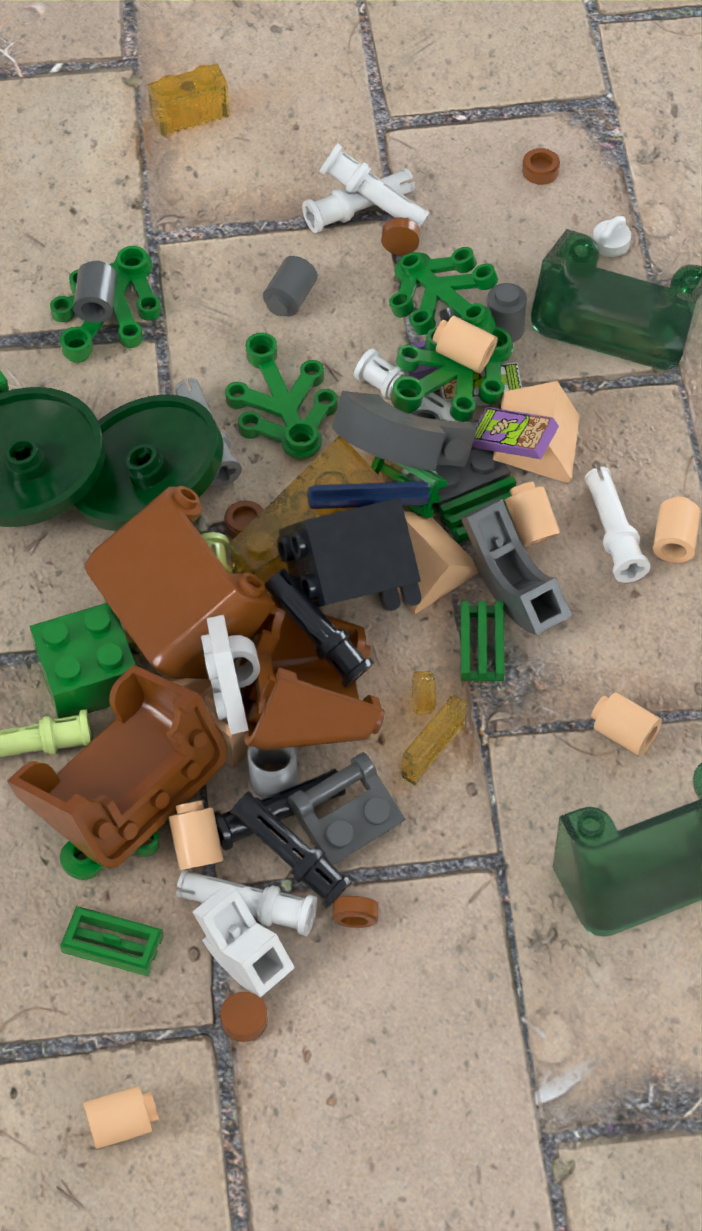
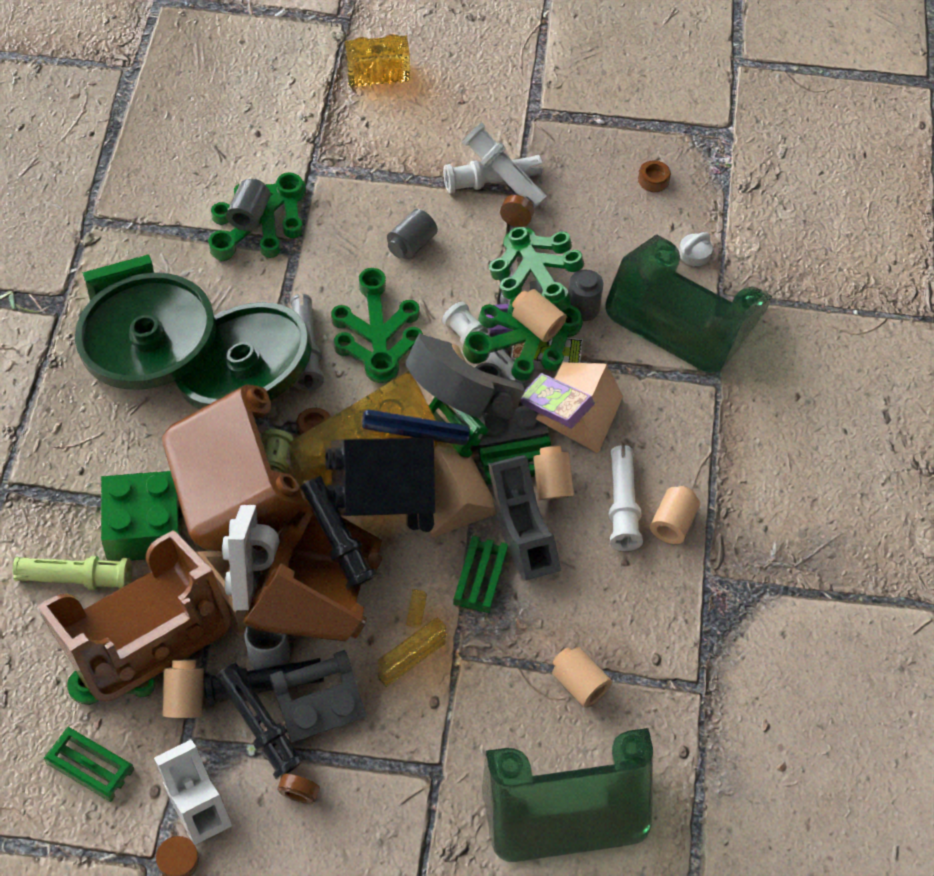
camera: 10 degrees right, 0 degrees up
(267, 905) = (226, 764): white pin -> none

